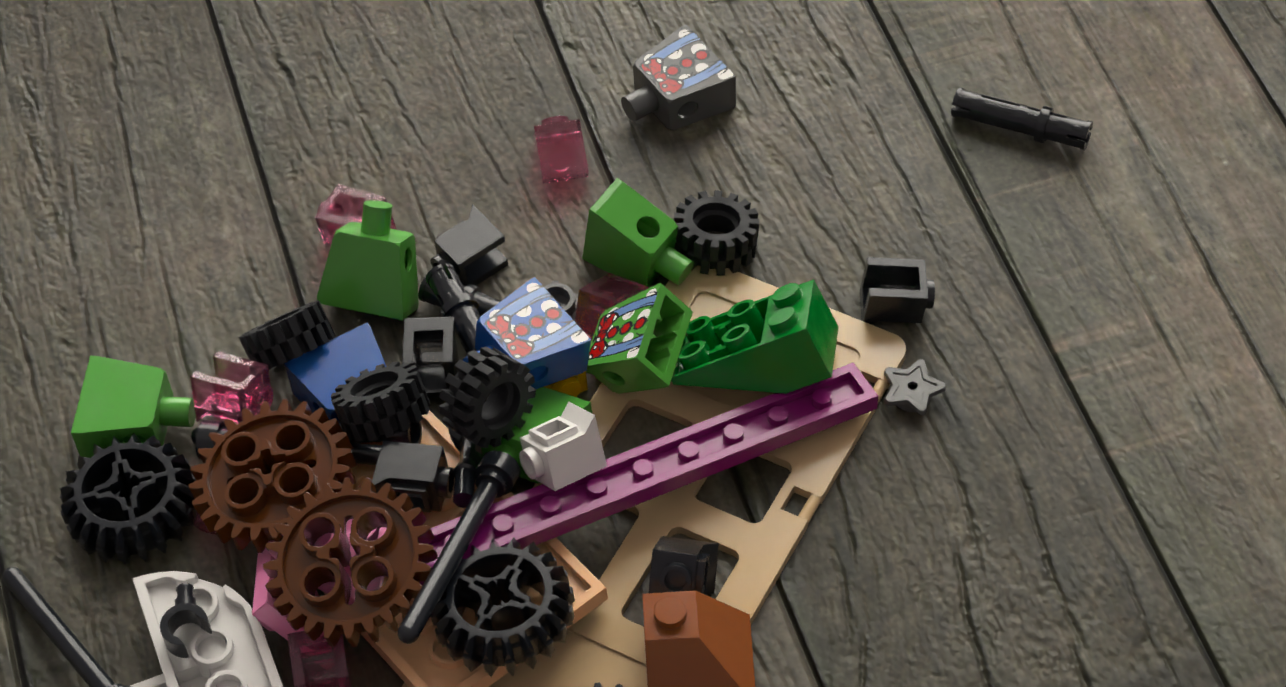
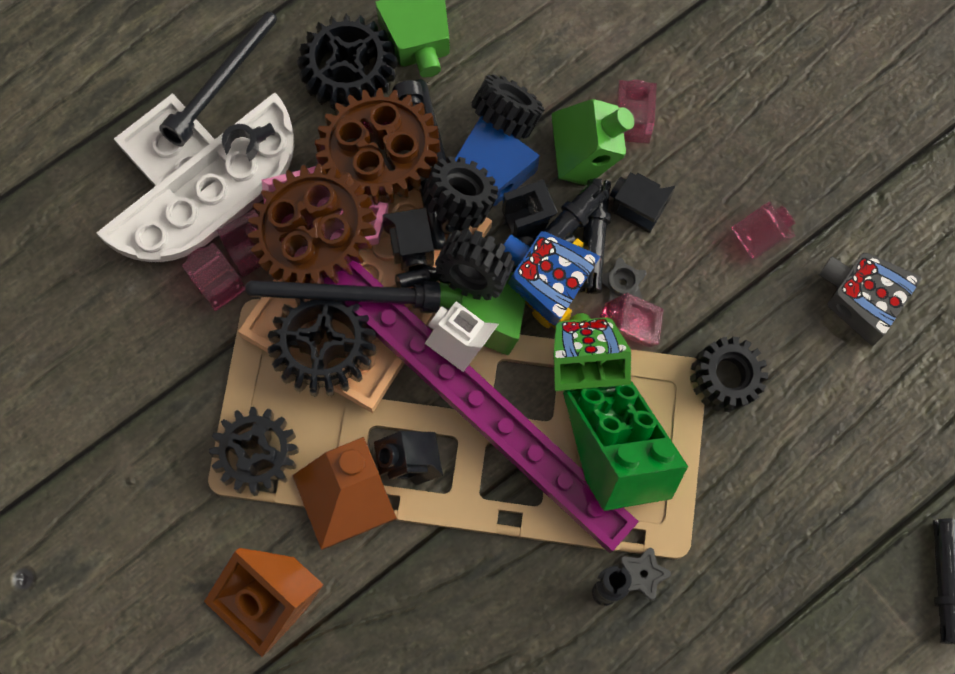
camera: 65 degrees right, 20 degrees up
(236, 386) = (450, 96): clear pink window -> none
(633, 238) = (696, 302): bright green torso -> none
(895, 290) = (726, 533): black window -> none
(922, 384) = (612, 585): none -> black pin

